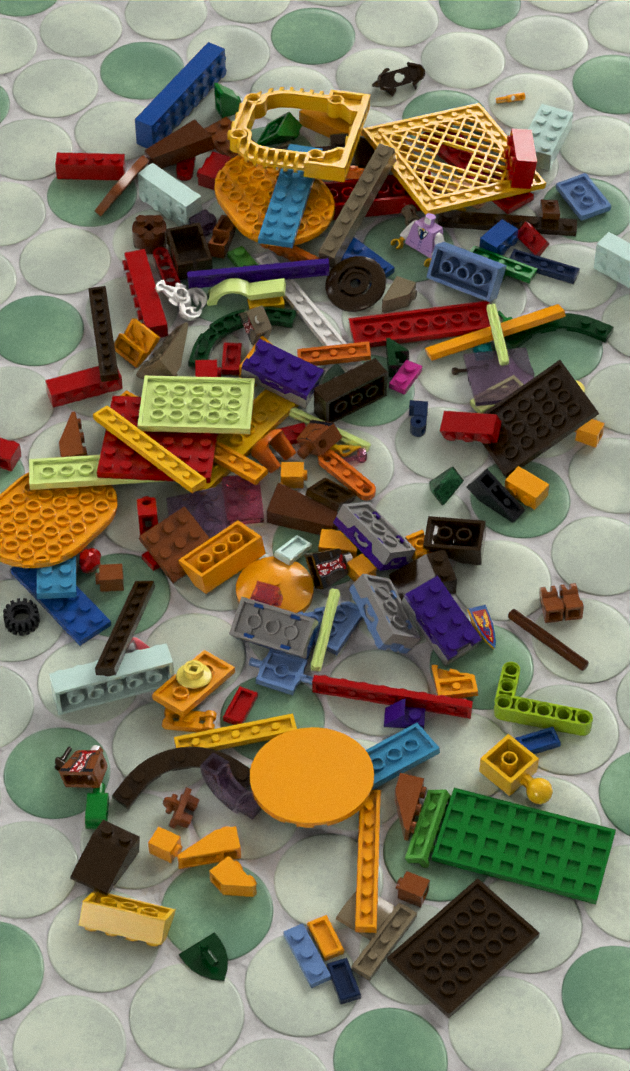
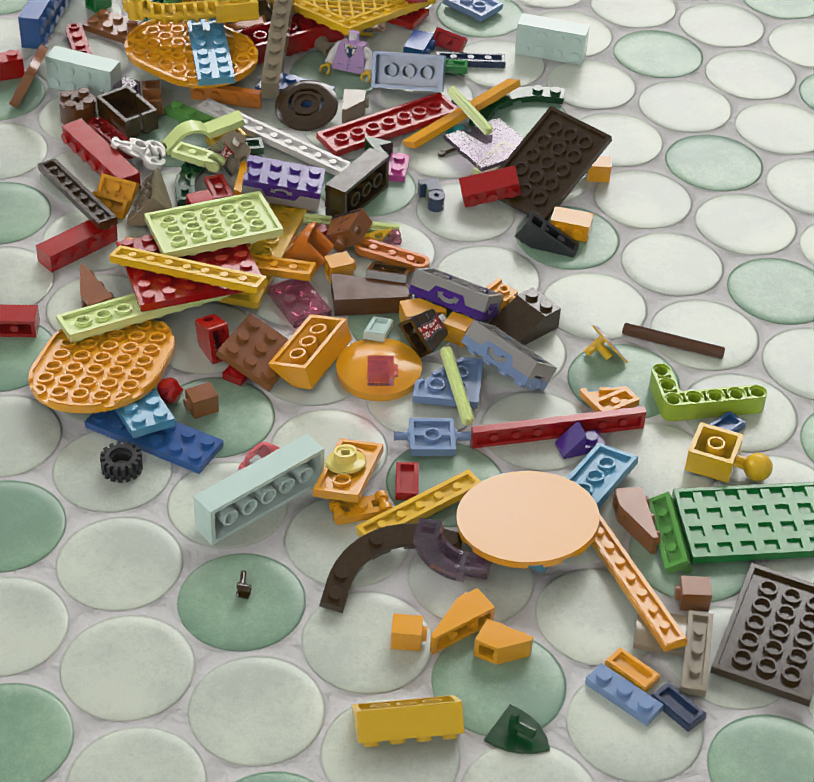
camera: 25 degrees left, 10 degrees down
(84, 768) = (276, 583): dark orange torso -> none
(96, 807) = (310, 619): green piece -> none
(106, 857) = (350, 664): dark brown slope -> none
(124, 628) = (252, 435): dark brown plate -> none
(180, 145) = (75, 30): reddish brown slope -> none
(185, 801) = (401, 591): dark orange hips -> none
(205, 506) = (269, 309): clear purple plate -> none
(208, 172) = (114, 47): red brick -> none
(226, 319) = (198, 156): none -> yellowish green hinge
(258, 273) = (244, 103): dark purple plate -> none
(274, 628) = (405, 395): light grey piece -> none
(336, 353) = (331, 156): orange plate -> none
(441, 620) = (568, 346): dark purple piece -> none
(445, 484) = (492, 241): clear green slope -> none
(458, 537) = (542, 273): dark brown slope -> none
(486, 221) = (399, 38): dark brown plate -> none
(550, 209) = (450, 16): reddish brown plate -> none
(554, 607) = (665, 307): dark orange legs -> none

